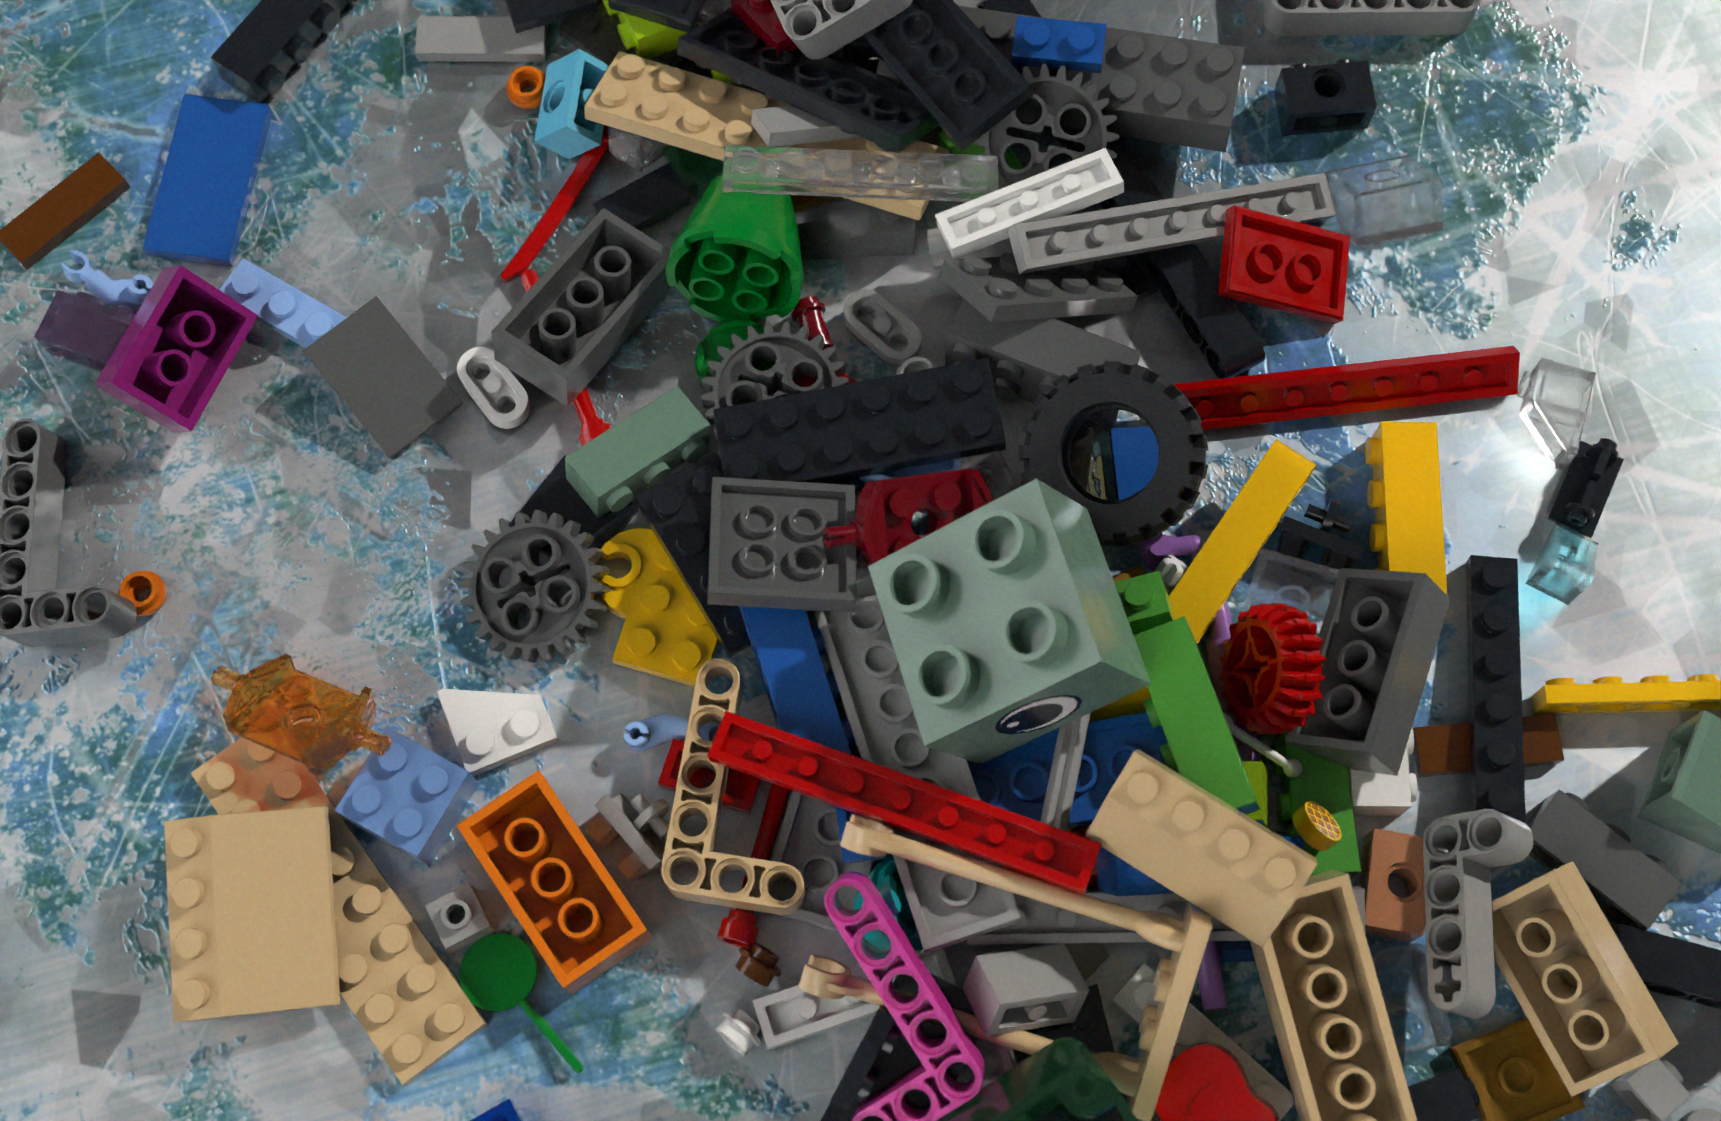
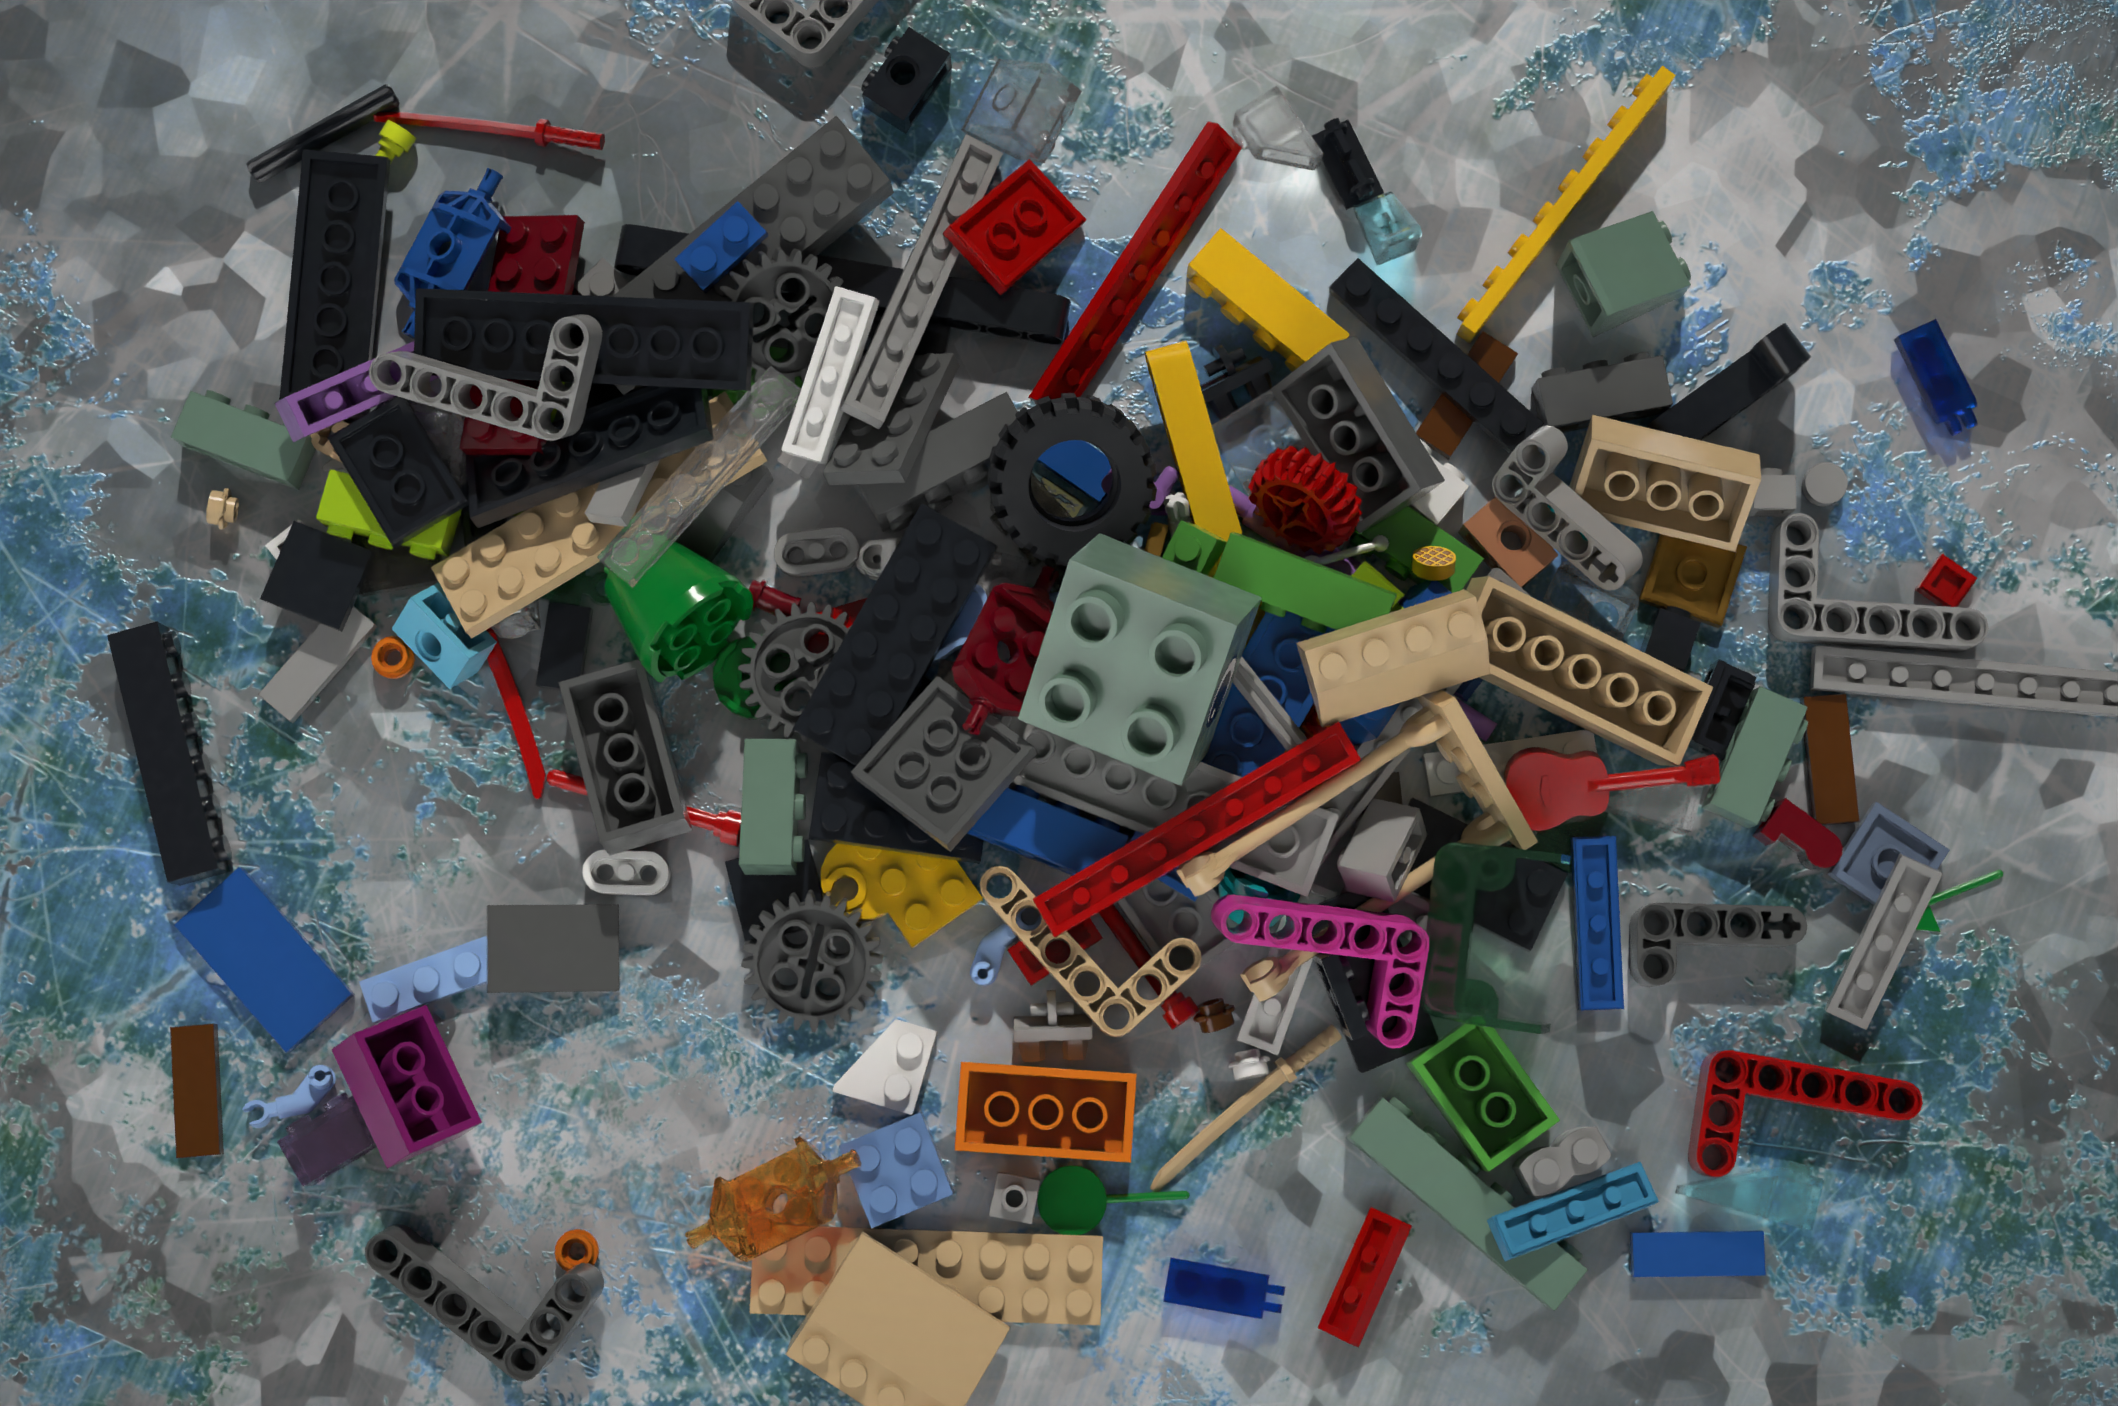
camera: 50 degrees left, 10 degrees up
(758, 1068) = (1284, 1071): none -> tan sword

